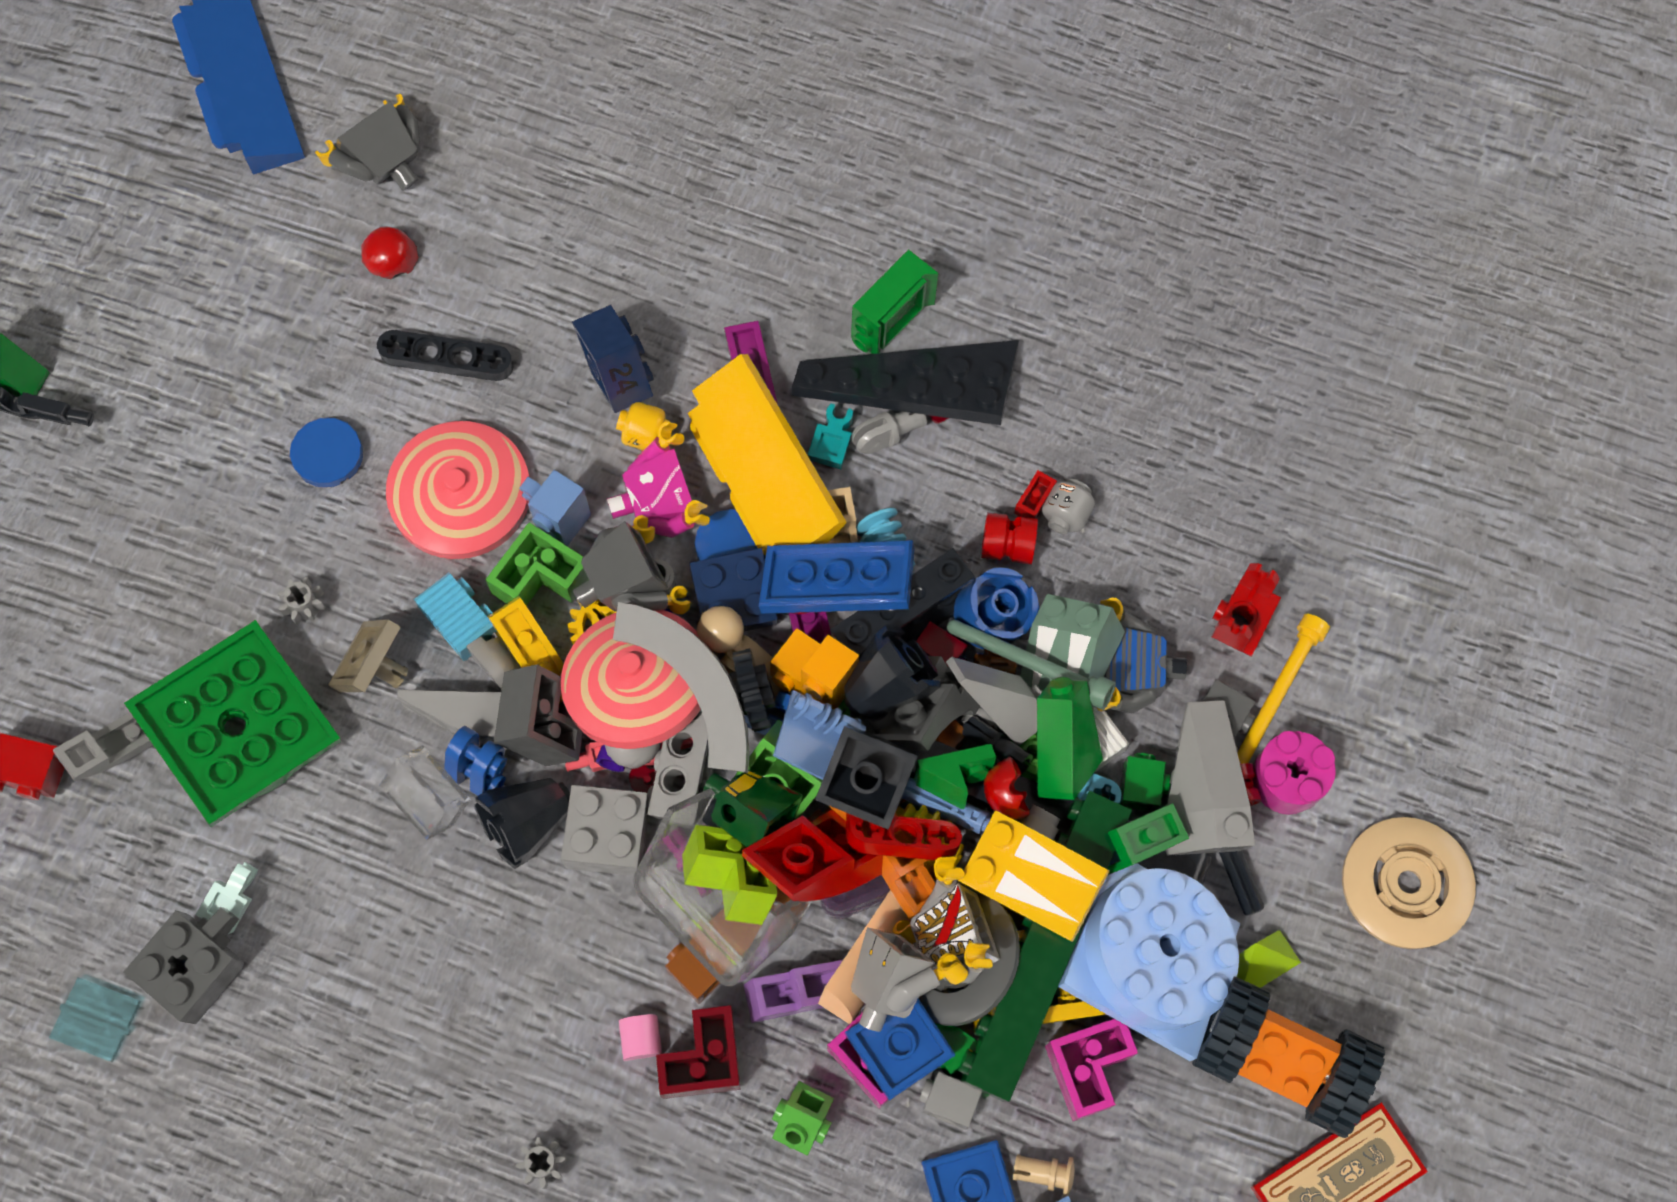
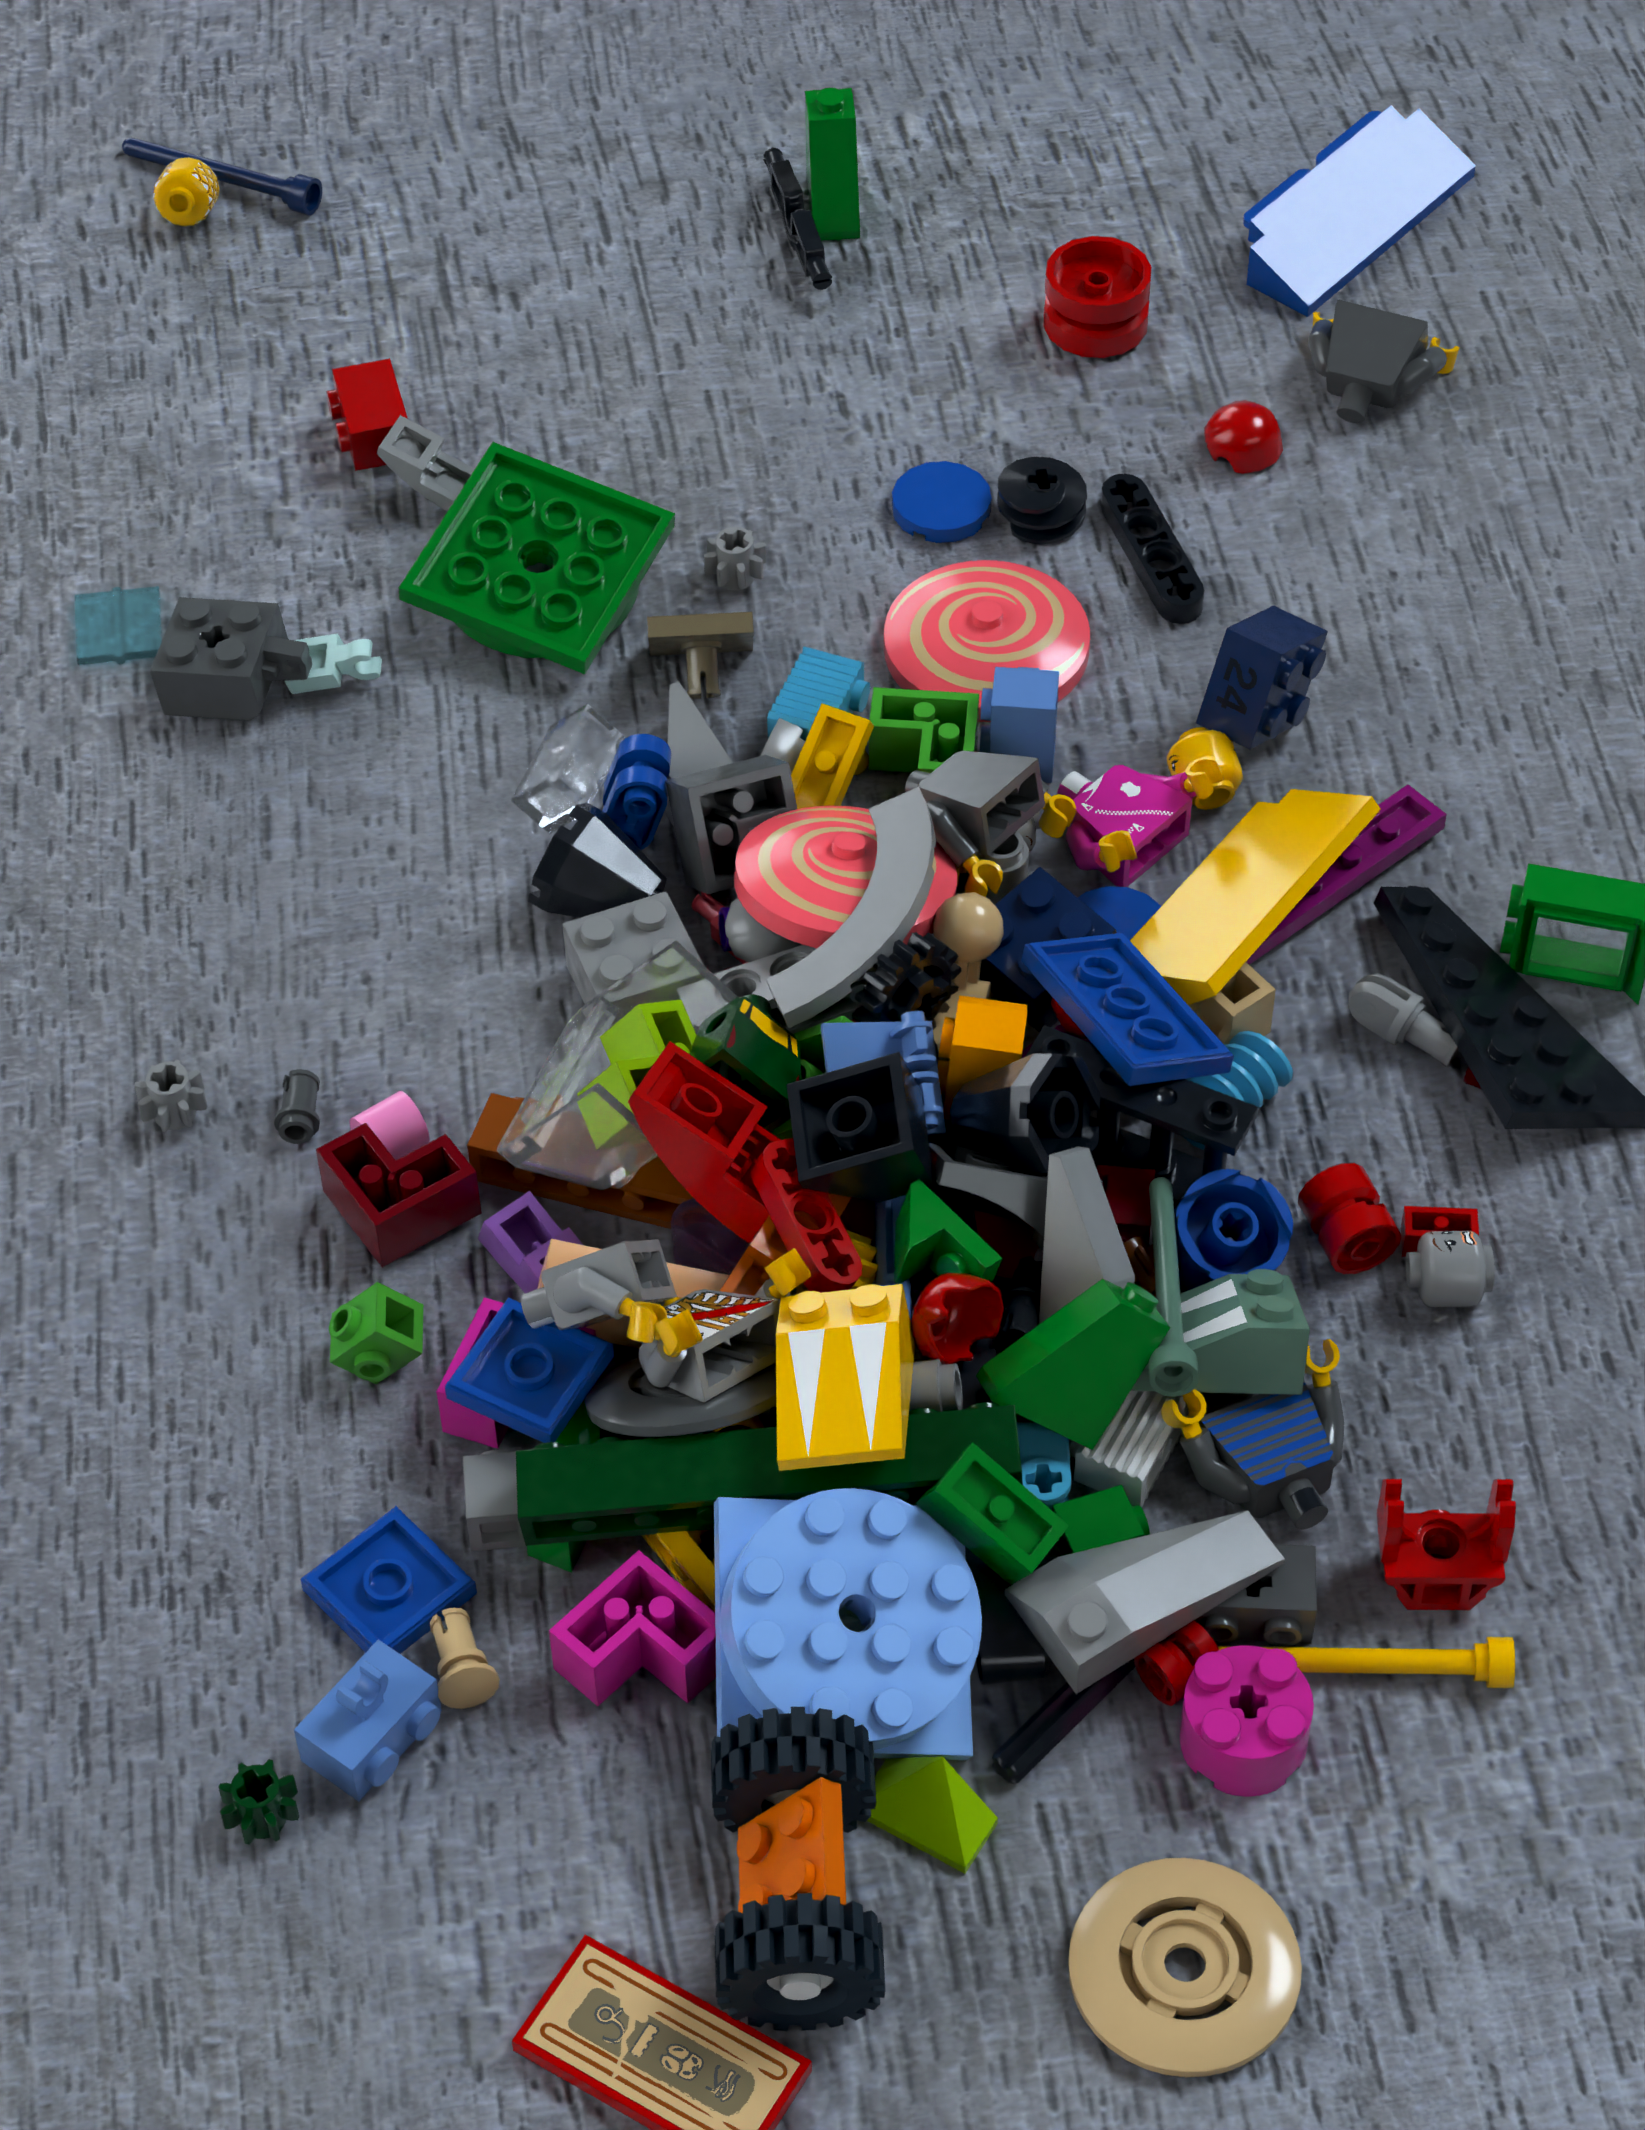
camera: 65 degrees right, 20 degrees down
(222, 266) = (1097, 296): none -> red wheel
(368, 394) = (1042, 499): none -> black piece
(592, 1085) = (297, 1117): none -> dark grey pin
(831, 442) = (1335, 966): teal plate -> none

